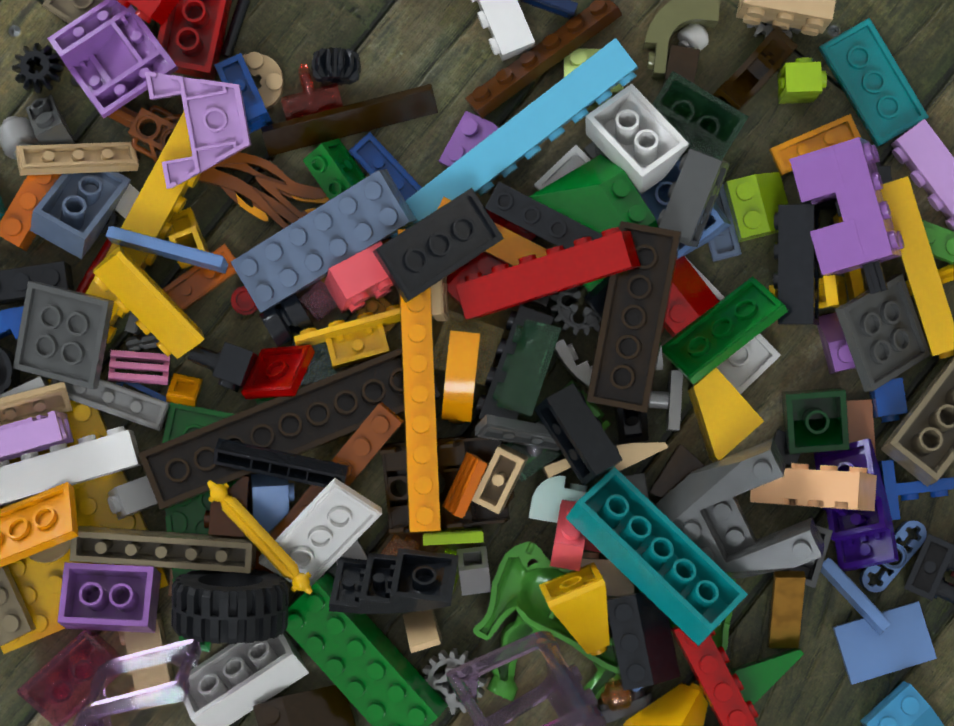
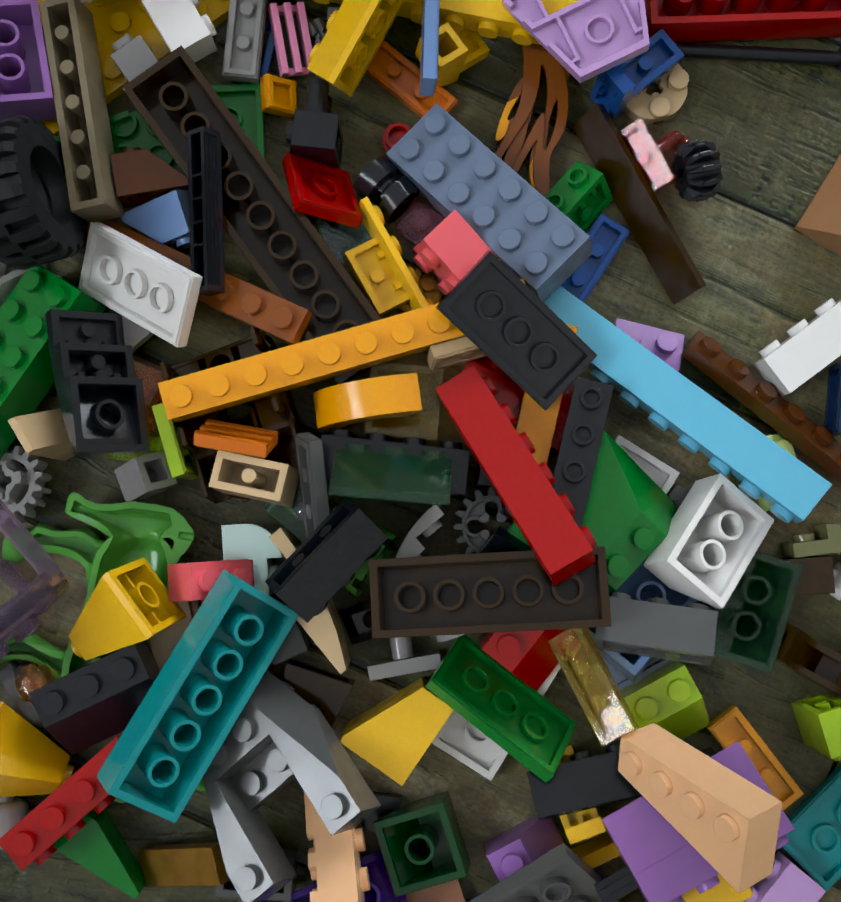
camera: 70 degrees right, 0 degrees up
(259, 537) = (115, 210): yellow wheel -> none
(722, 256) = (593, 685): none -> clear yellow plate
(821, 198) = (707, 803): none -> light nougat wedge

